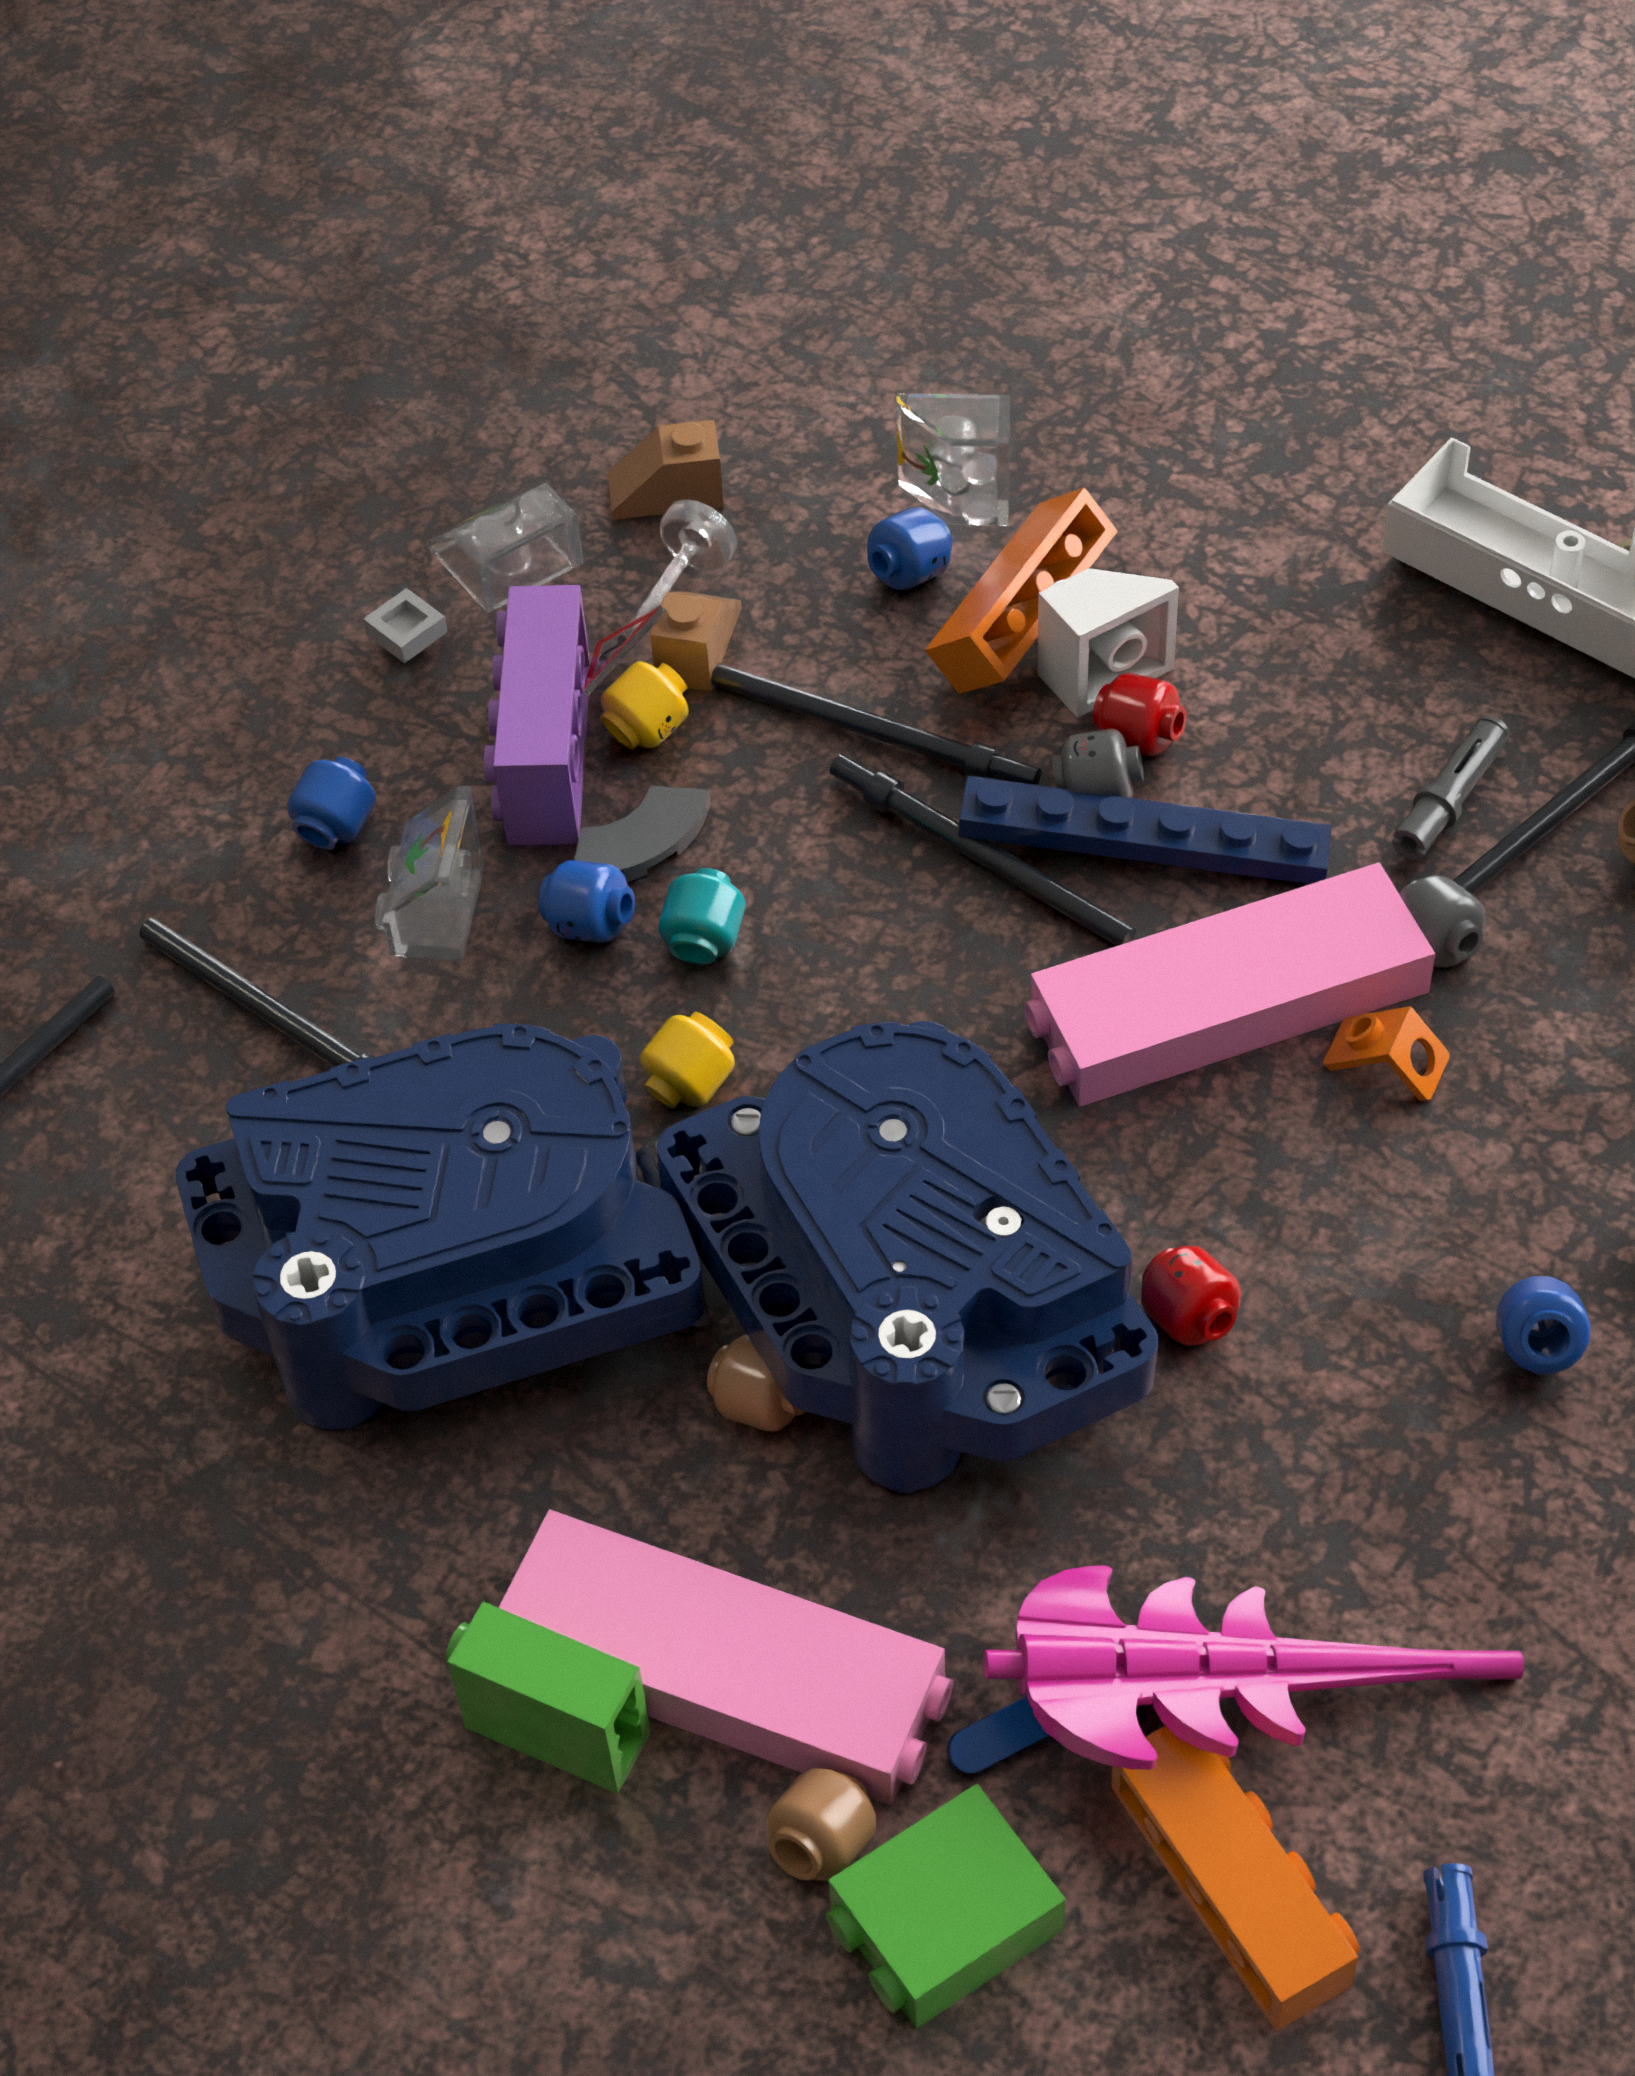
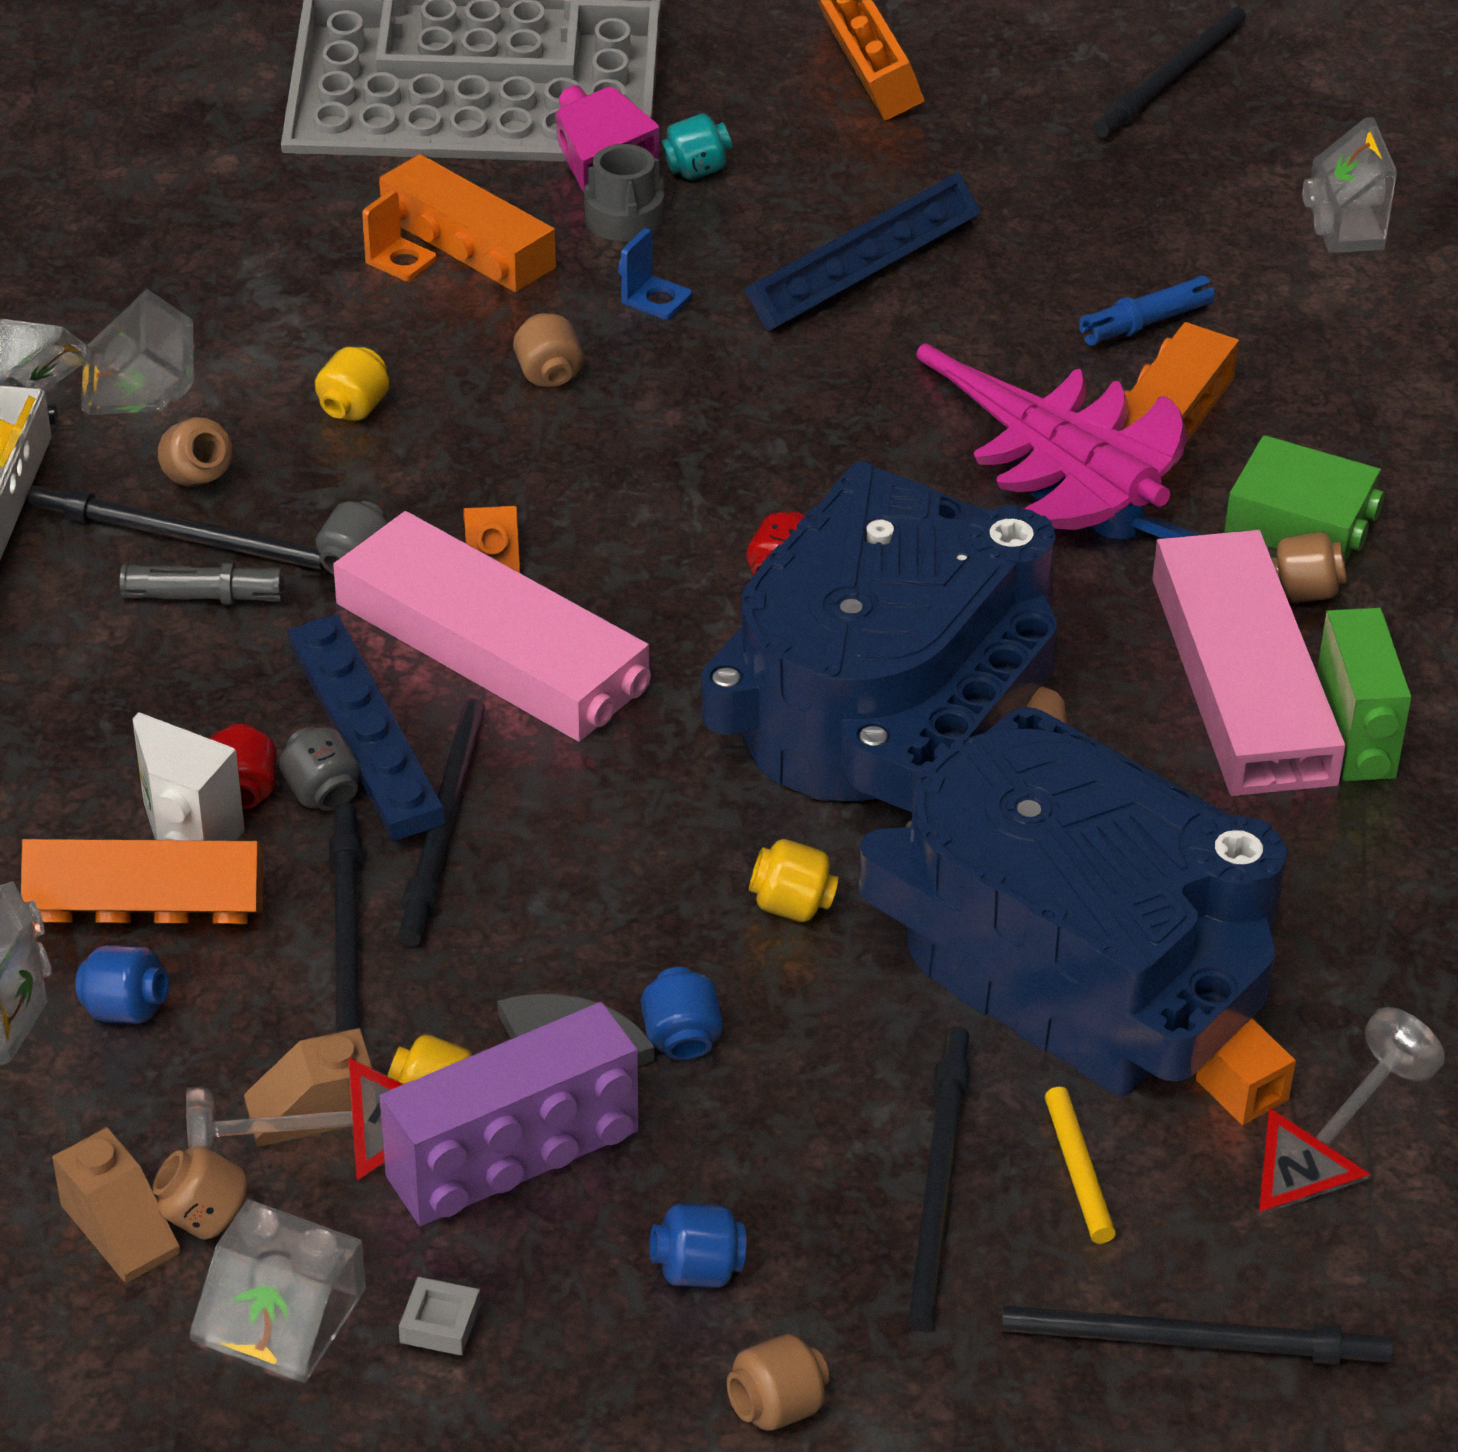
camera: 125 degrees left, 10 degrees down
(96, 1432) = (1305, 1165): none -> clear piece
(158, 786) = (777, 1382): none -> medium nougat head
(174, 1116) = (1080, 1165): none -> yellow bar
(175, 1300) = (1249, 1073): none -> orange brick
(433, 881) = (741, 1102): clear slope -> none
(629, 516) = (200, 1191): none -> medium nougat head
(701, 916) = (643, 936): teal head -> none
(1537, 1343) = (682, 388): blue head -> none

